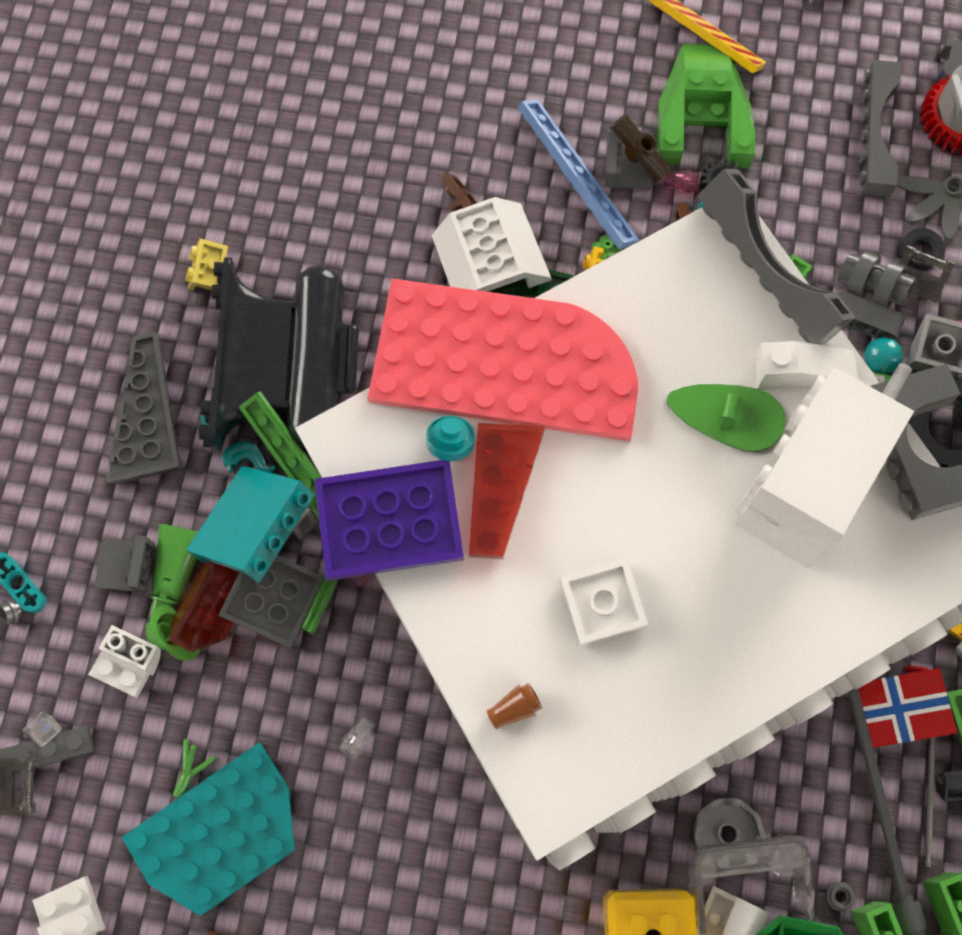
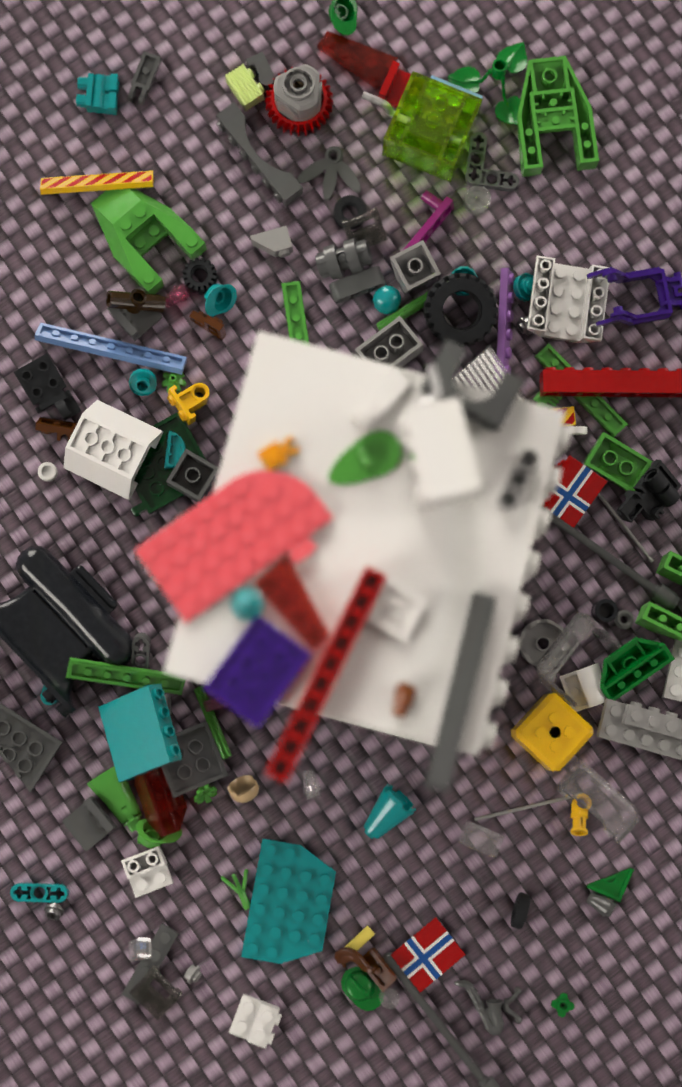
camera: 55 degrees left, 10 degrees up
(61, 805) = (193, 974): none -> light grey plate
(243, 451) = (86, 698): teal piece -> none
(252, 643) = (205, 793): none -> bright green plant
(290, 675) = (243, 789): none -> tan hair
(402, 843) = (388, 812): none -> teal cone
(414, 227) = (47, 471): none -> white tile
(454, 592) = (325, 674): none -> red brick
(487, 153) = (45, 387): none -> black plate
(564, 441) = (302, 551): none -> coral piece
(576, 224) = (142, 382): none -> teal plate
(585, 765) = (460, 692): none -> dark grey beam
(633, 320) = (275, 455): none -> light orange plate
(735, 208) = (270, 349): dark grey arch -> none
(820, 211) = (274, 242): none -> light grey slope
(828, 866) = (604, 611): none -> black piece
(900, 585) = (522, 471): none -> light grey beam
(923, 61) = (244, 87): none -> yellowish green brick

